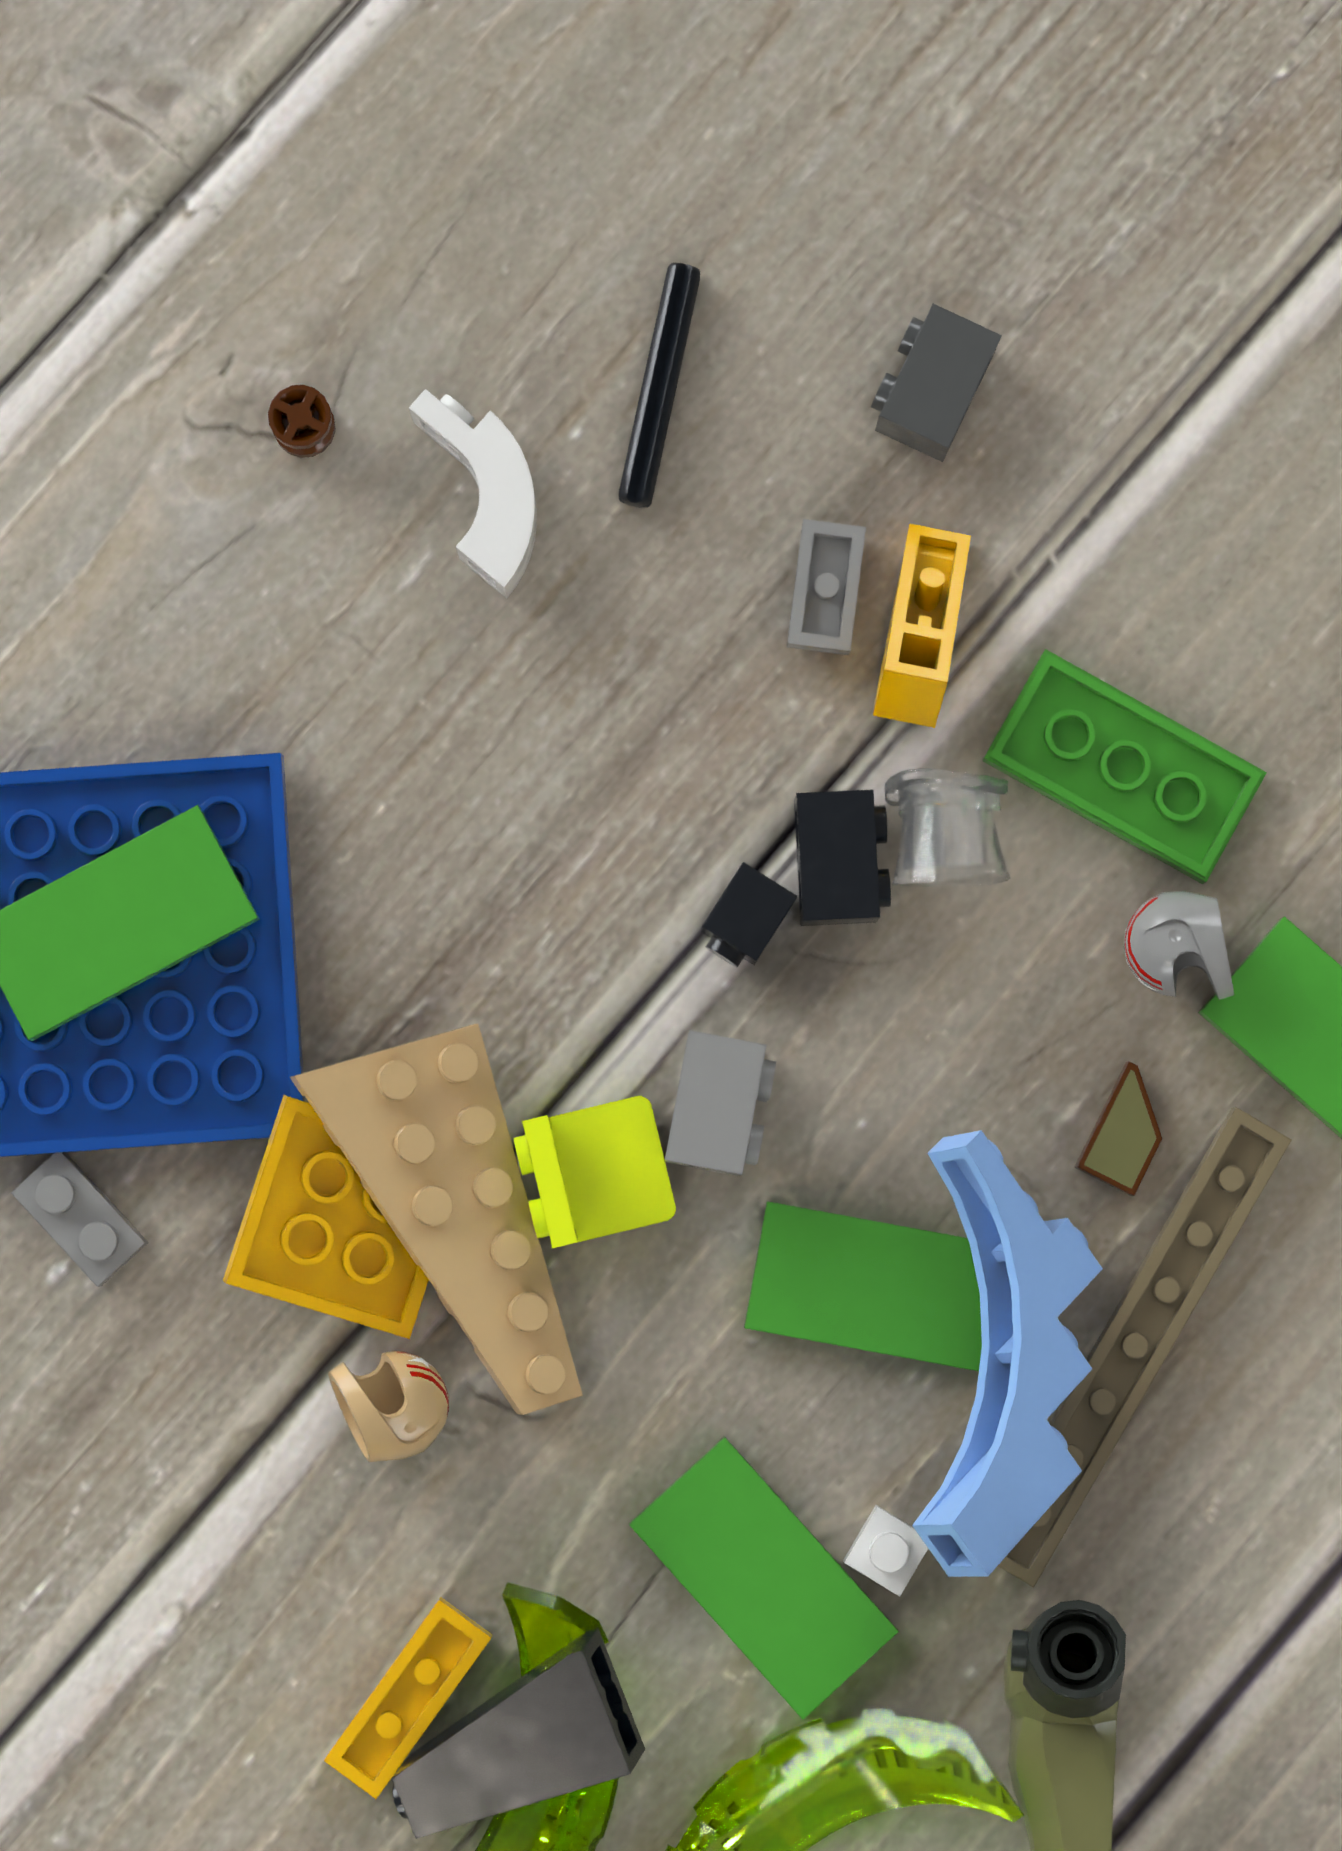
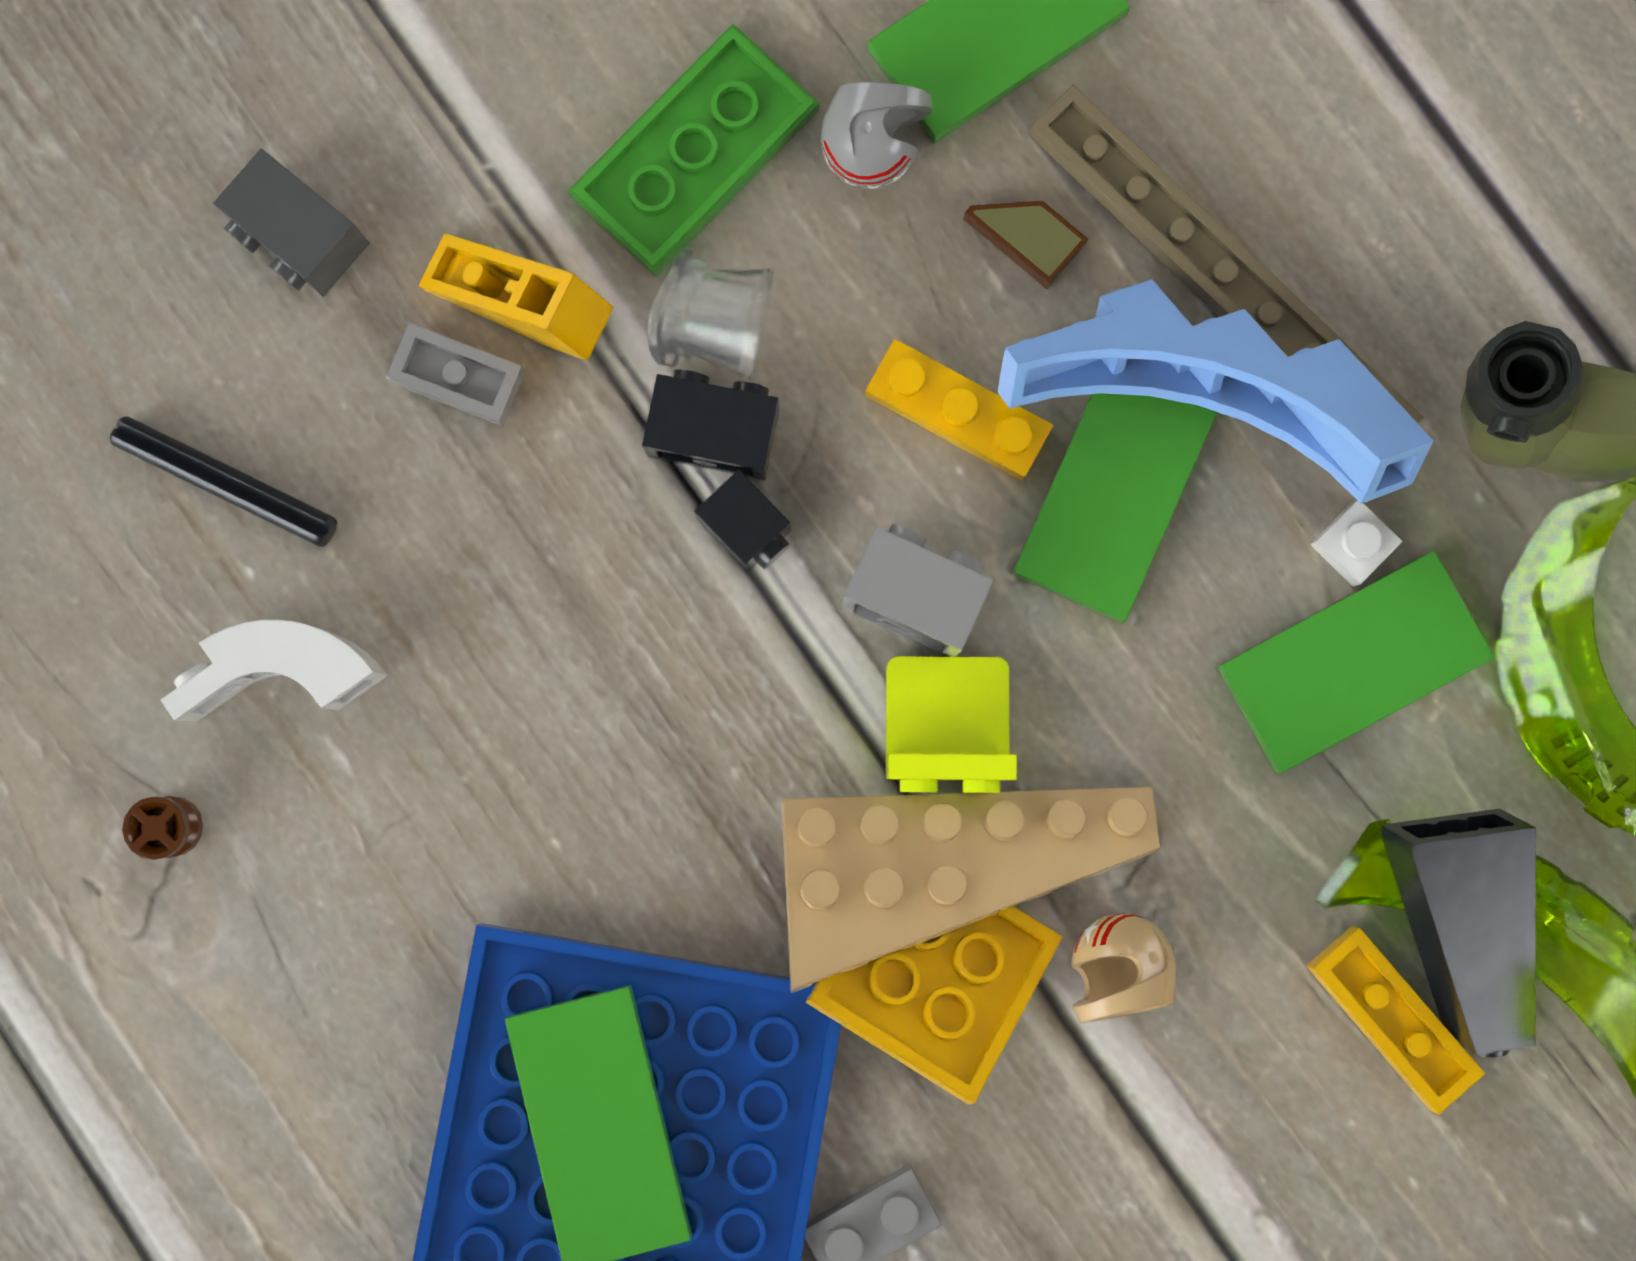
camera: 75 degrees left, 0 degrees up
(921, 1104) = (958, 410): none -> yellow plate

